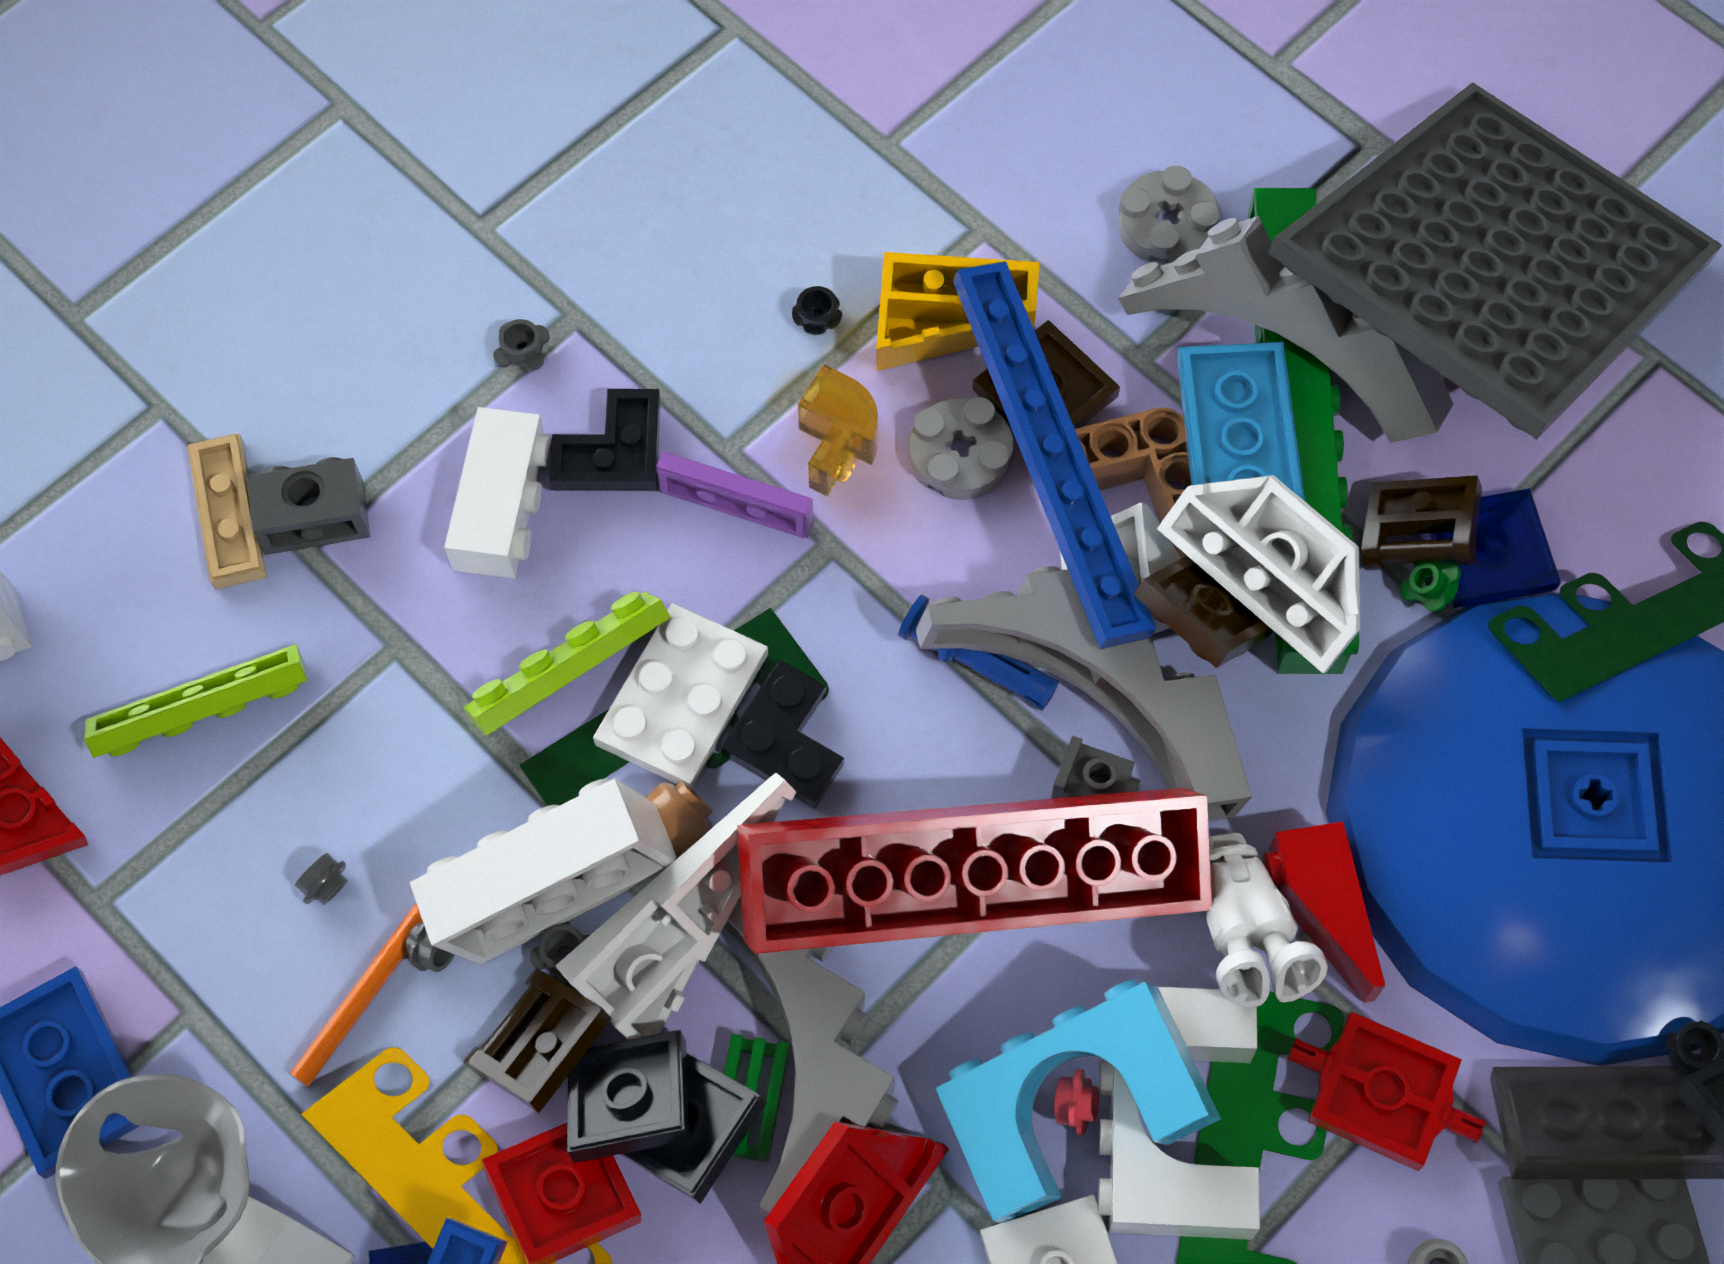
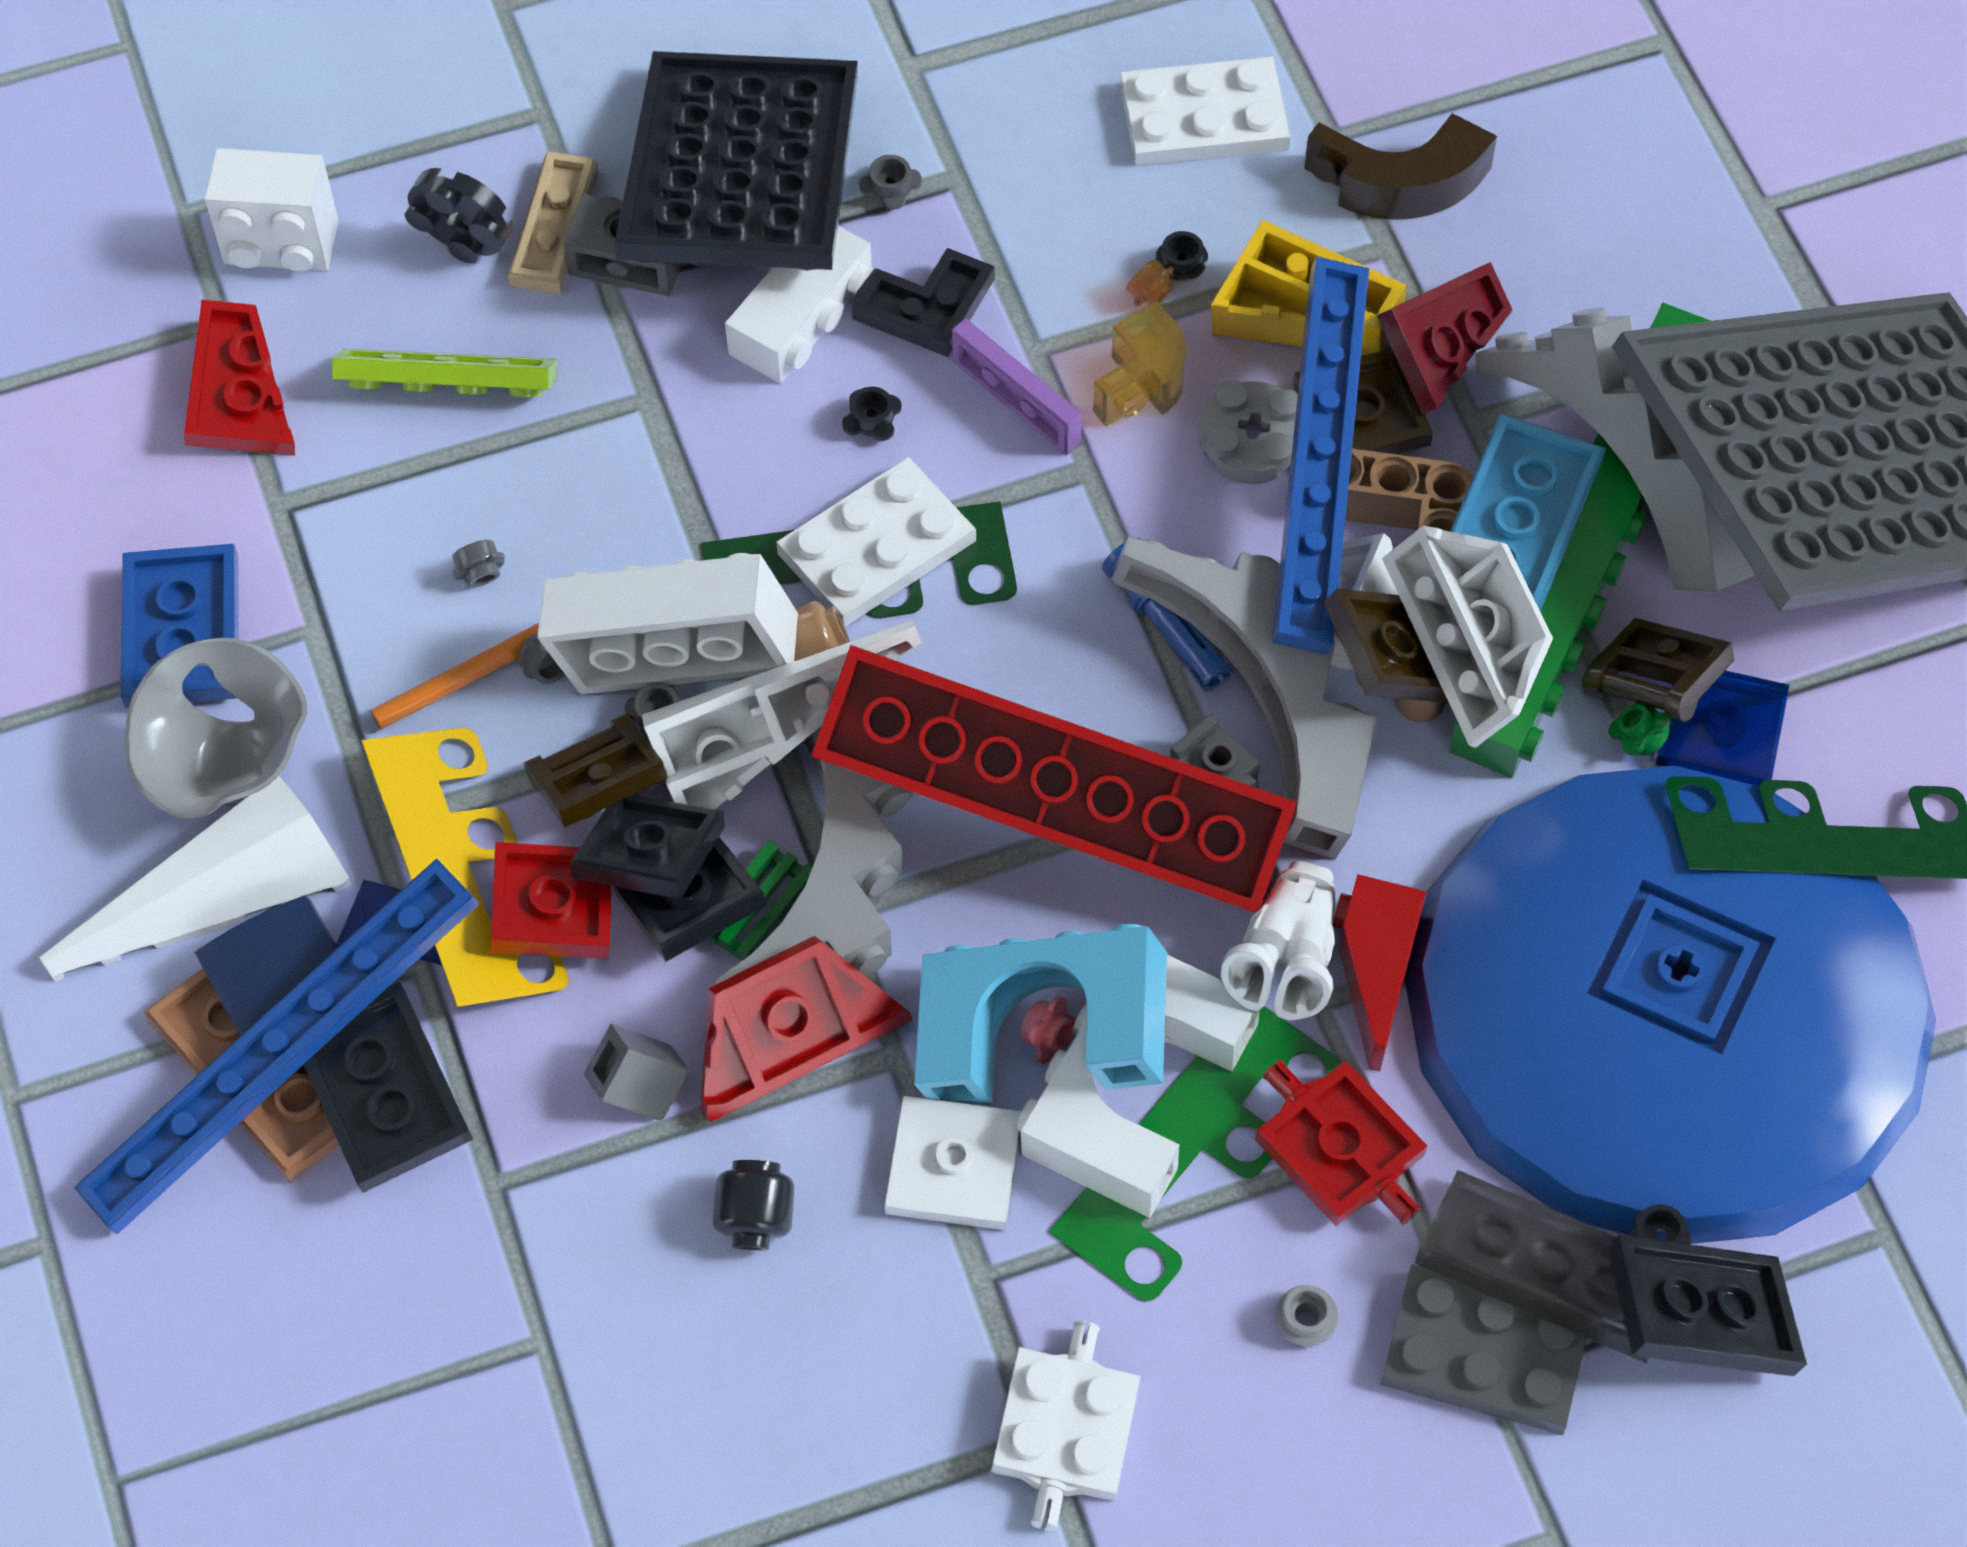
camera: 25 degrees right, 5 degrees down
(138, 543) = (458, 214): none -> black plate
(380, 387) = (738, 161): none -> black plate
(550, 671) = (808, 462): lime plate -> none
(611, 561) = (872, 401): none -> black plate
(766, 167) = (1204, 111): none -> white plate
(771, 739) = (943, 610): black plate -> none
(804, 348) = (1151, 284): none -> clear orange plate
(972, 167) = (1403, 182): none -> dark brown arch
(1082, 287) = (1443, 331): none -> dark red wing
(1166, 191) = (1567, 276): light grey plate -> none

